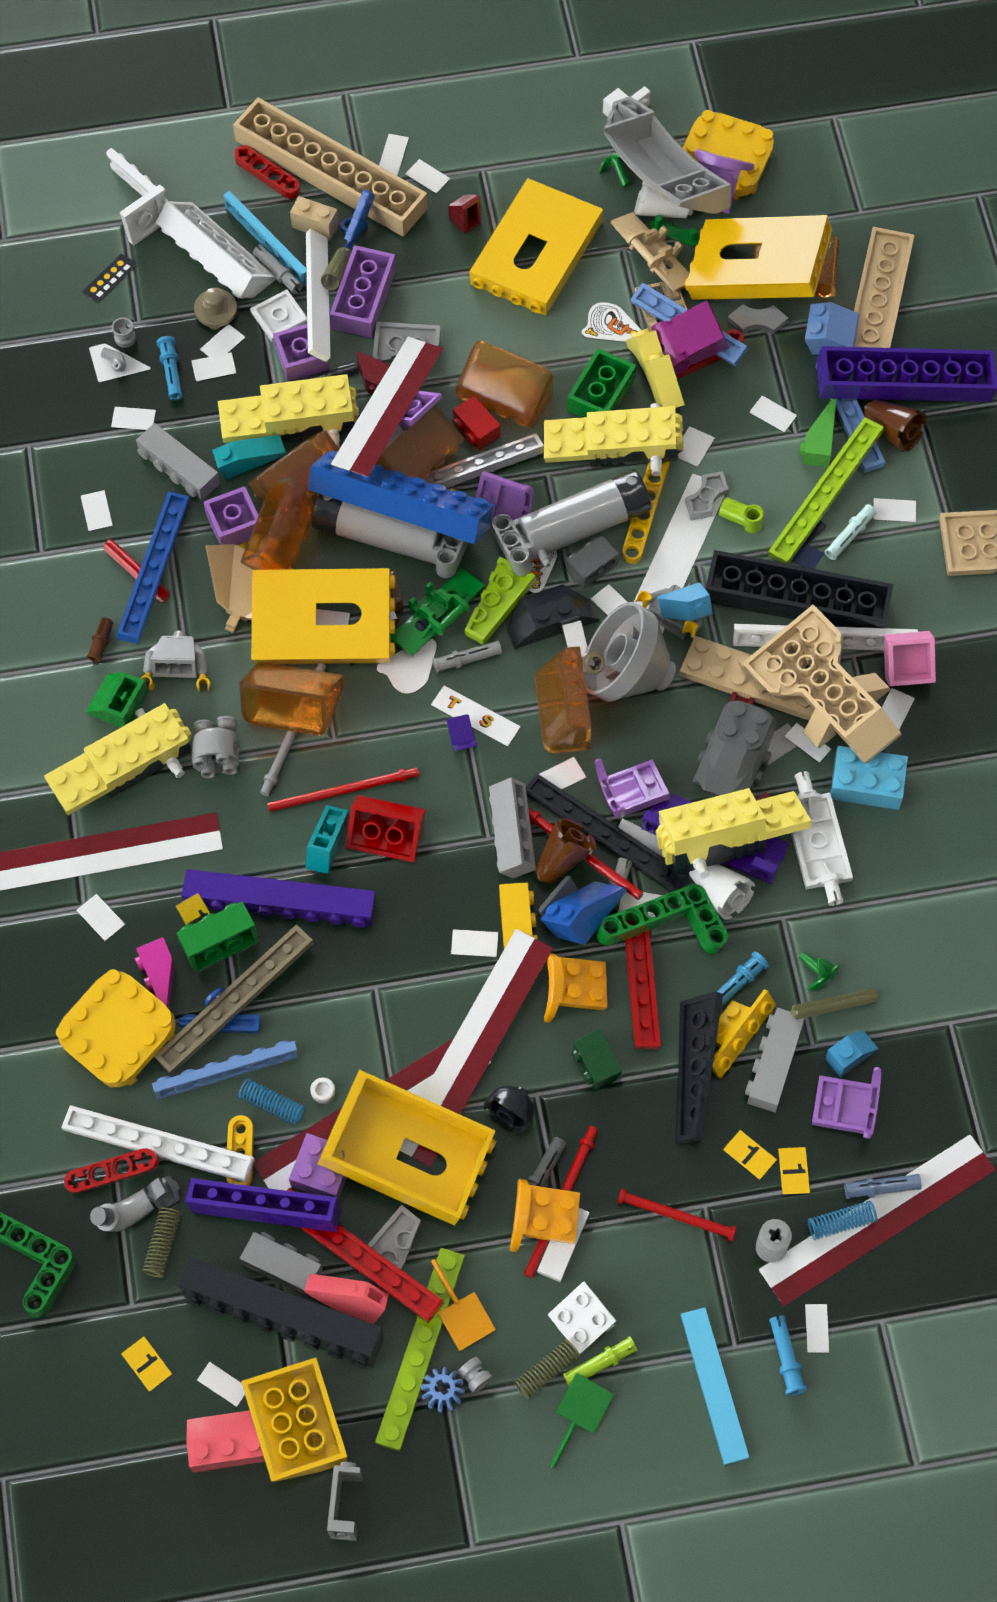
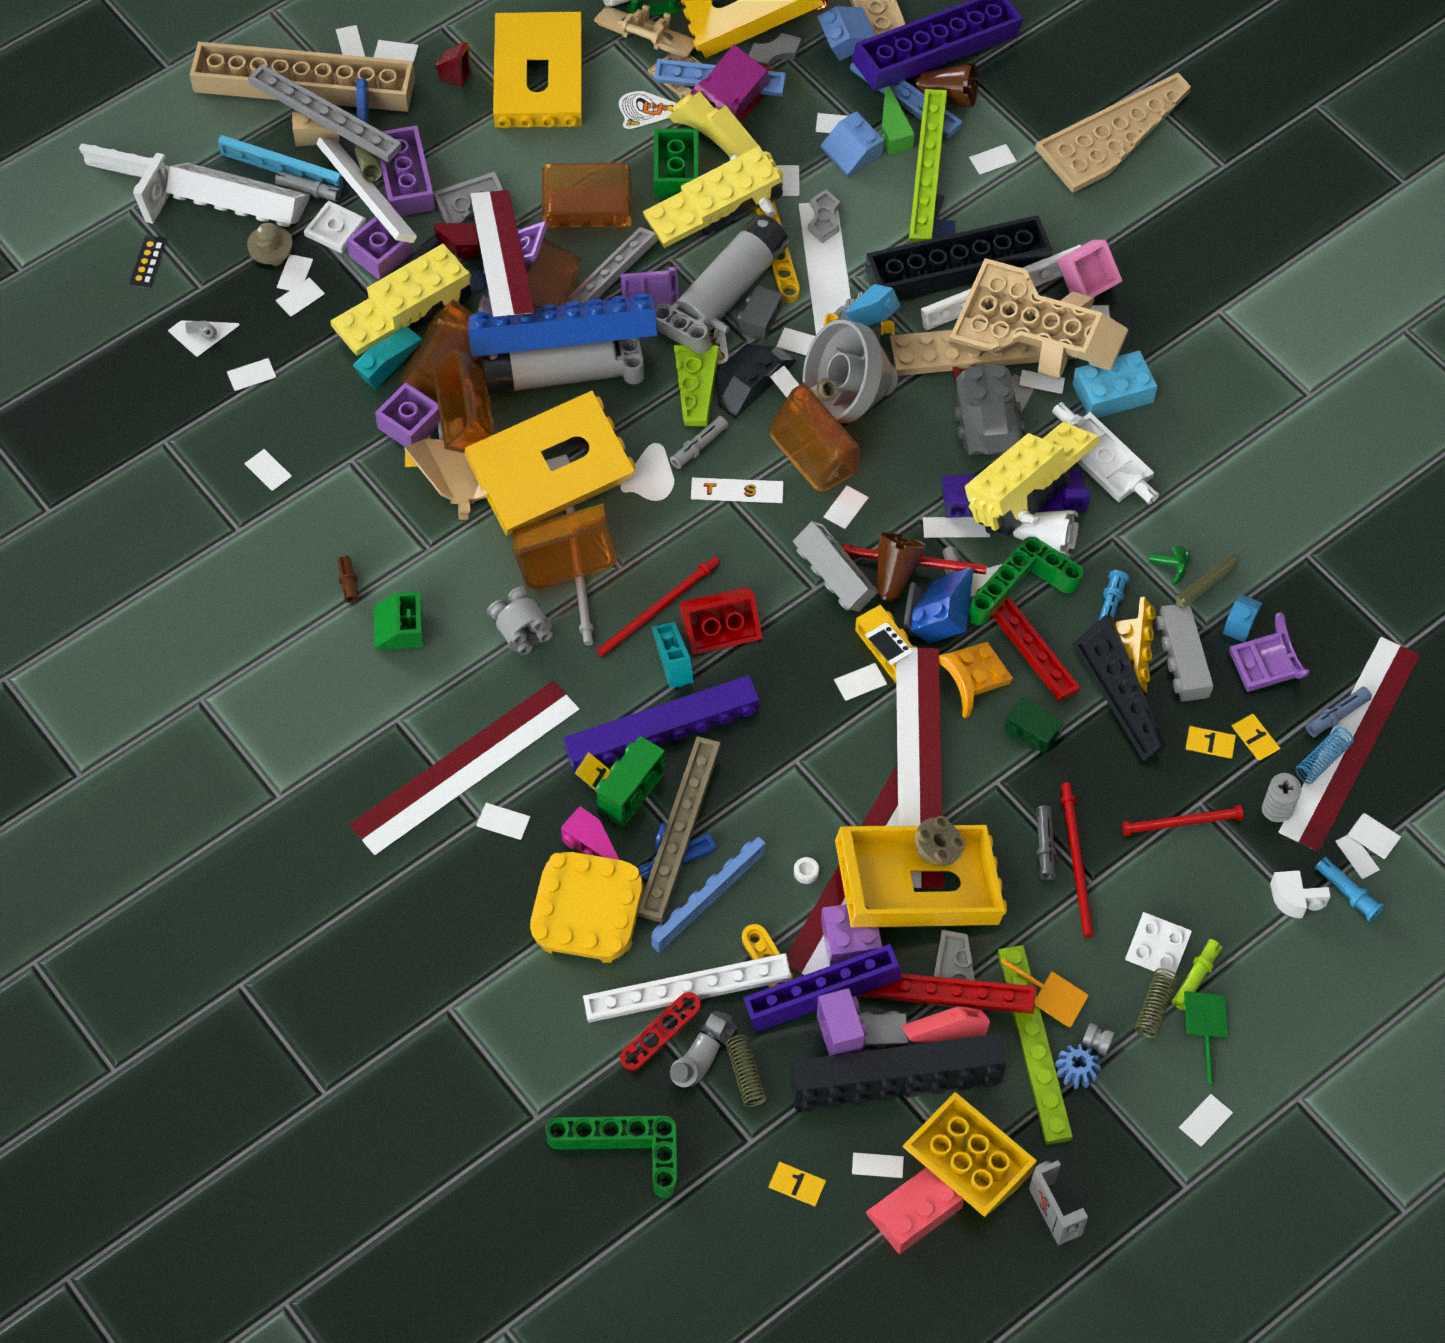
camera: 30 degrees left, 5 degrees down
(122, 758) = (440, 670): light yellow piece -> none
(124, 332) = (196, 301): light grey wheel -> none
(131, 565) = (342, 504): red axle -> none
(153, 568) = (359, 493): blue tile -> none
(169, 359) = (255, 307): dark azure pin -> none
(176, 658) = (434, 560): light grey torso -> none
(177, 462) = (322, 392): light grey brick -> none
(251, 1247) = (840, 1023): none -> medium lavender brick
(264, 174) = (240, 110): red beam -> none
(294, 1116) = (768, 896): dark azure piece -> none
(321, 209) = (325, 113): none -> light grey plate
(432, 607) = (640, 416): green piece -> none
(439, 1125) = (939, 841): none -> dark tan plate
(461, 732) = (736, 508): dark purple bracket -> none
(476, 423) = (581, 240): red brick -> none
(510, 1108) = (987, 801): black cylinder -> none
(511, 922) = (889, 643): none -> black sticker
(527, 1497) = (1205, 1120): none -> white sticker
(544, 1214) = (1073, 874): light orange piece -> none
(559, 1253) = (1100, 892): white tile -> none
(605, 833) = (934, 537): black tile -> none
(632, 788) = (918, 485): medium lavender piece -> none
(714, 1386) = (1304, 945): medium azure tile -> none
(728, 1336) = (1291, 896): none -> white brick
(742, 513) = (874, 217): lime piece -> none
(771, 440) = (853, 144): none -> medium blue slope
(843, 1318) = (1374, 836): none -> white sticker
(855, 525) = (970, 184): light aqua pin -> none

